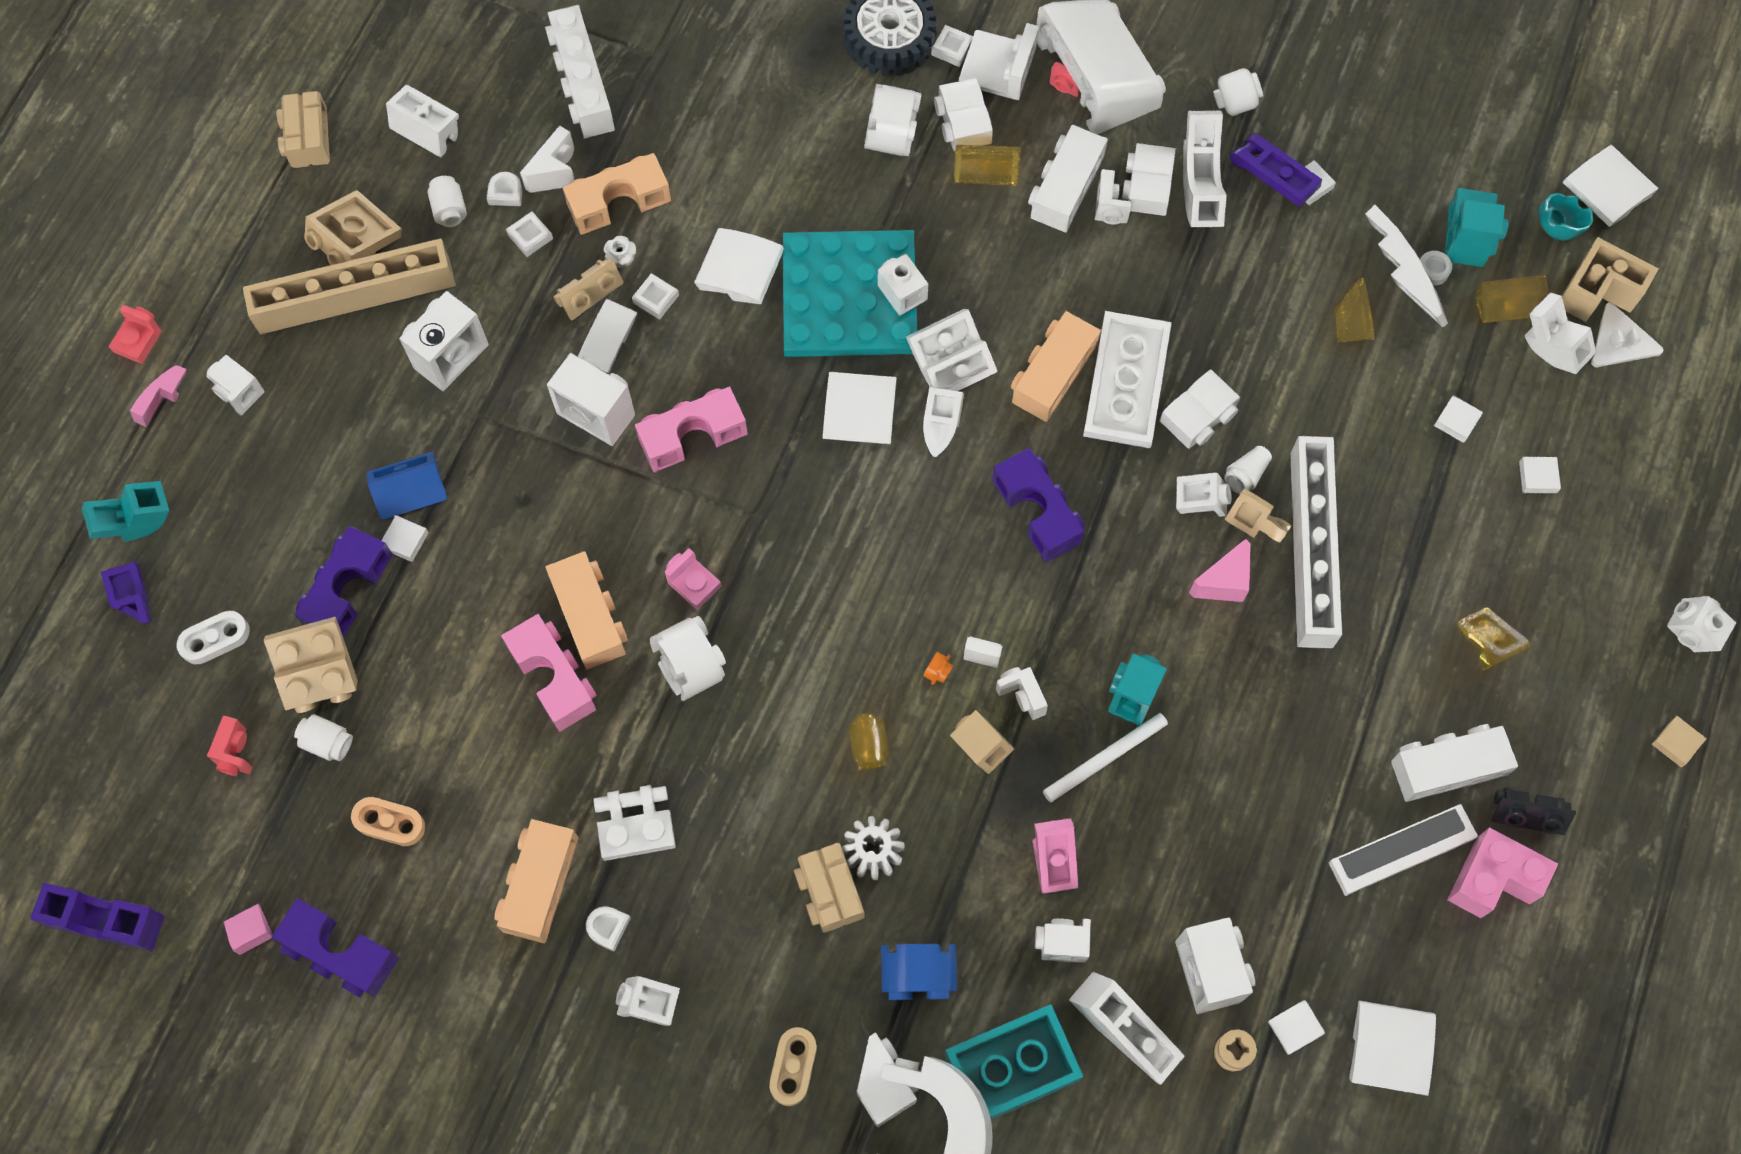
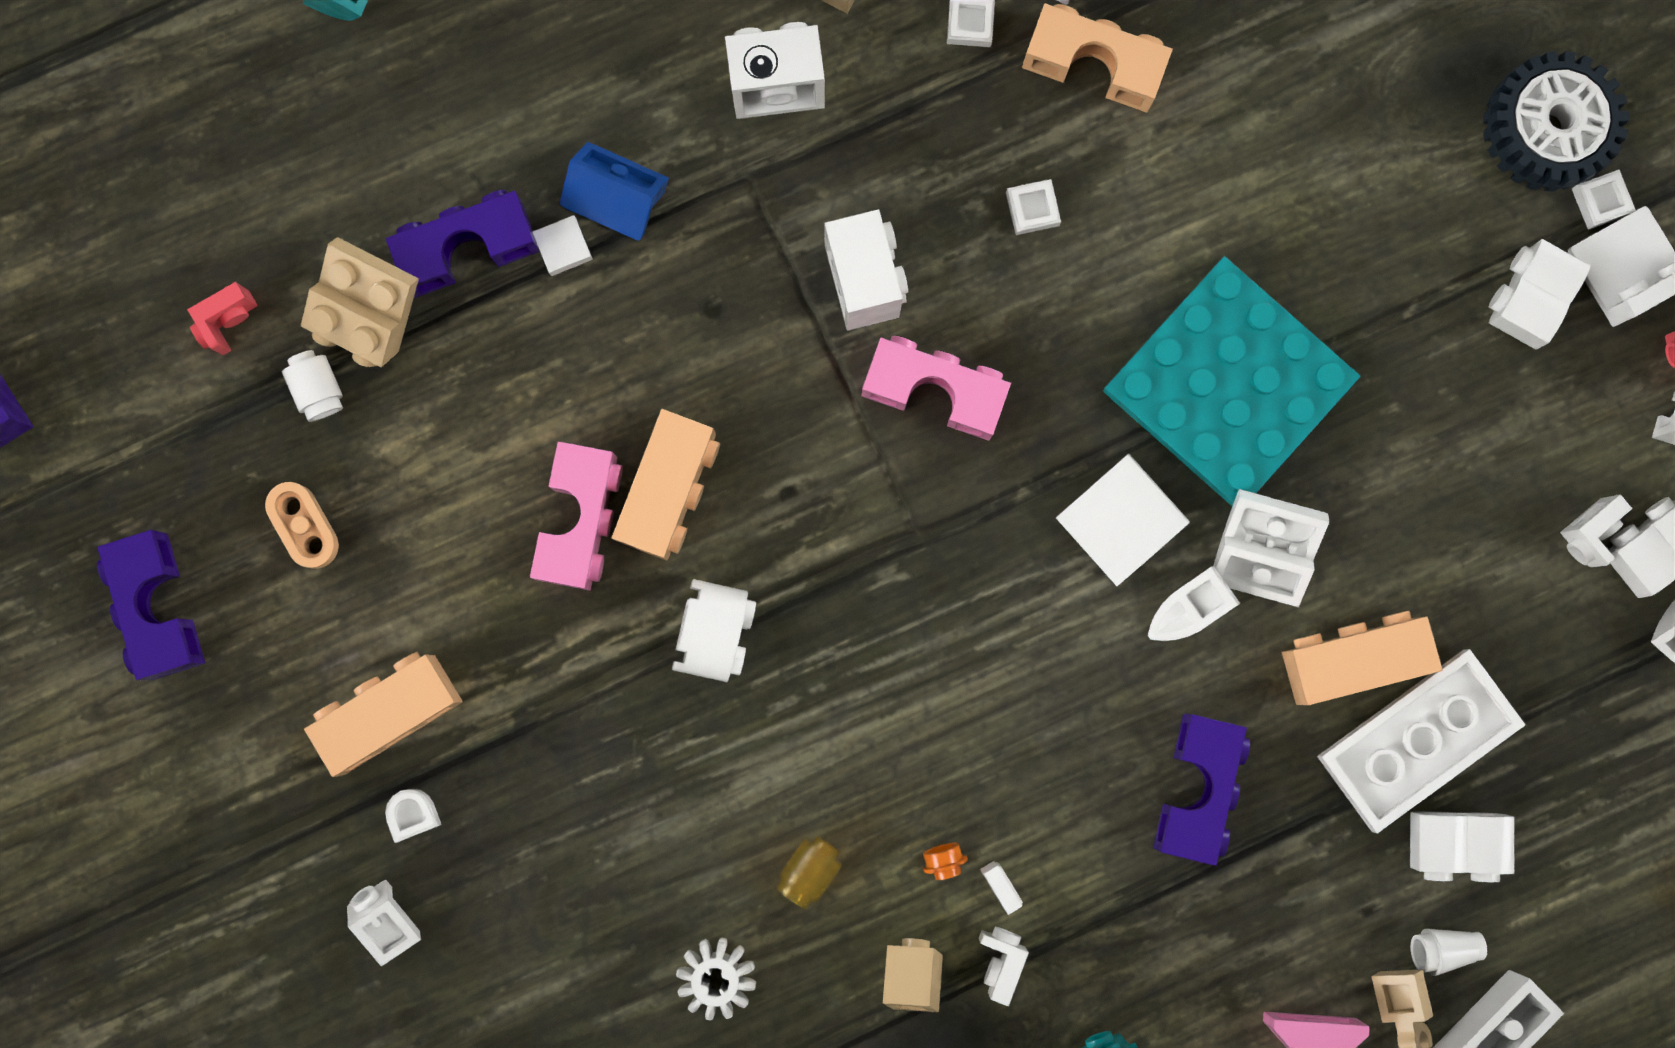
camera: 40 degrees right, 15 degrees up
(127, 591) = (262, 63): dark purple slope -> none
(214, 636) = (302, 185): white plate -> none
(247, 930) = (93, 509): bright pink slope -> none
(594, 286) = (993, 140): tan hinge -> none
(608, 334) = (944, 209): white slope -> none
(623, 258) = (1042, 136): white plate -> none
(637, 833) = (516, 751): white plate -> none
(691, 579) = (794, 546): bright pink bracket -> none
(739, 265) = (1147, 252): white slope -> none
(829, 887) = (640, 979): tan brick -> none
(892, 120) = (1453, 234): white brick -> none
(902, 284) = (1288, 432): white brick -> none
(987, 164) = (1506, 372): clear yellow slope -> none
(1067, 178) = (1577, 465): white brick -> none
(1202, 494) = (1375, 932): white bracket -> none

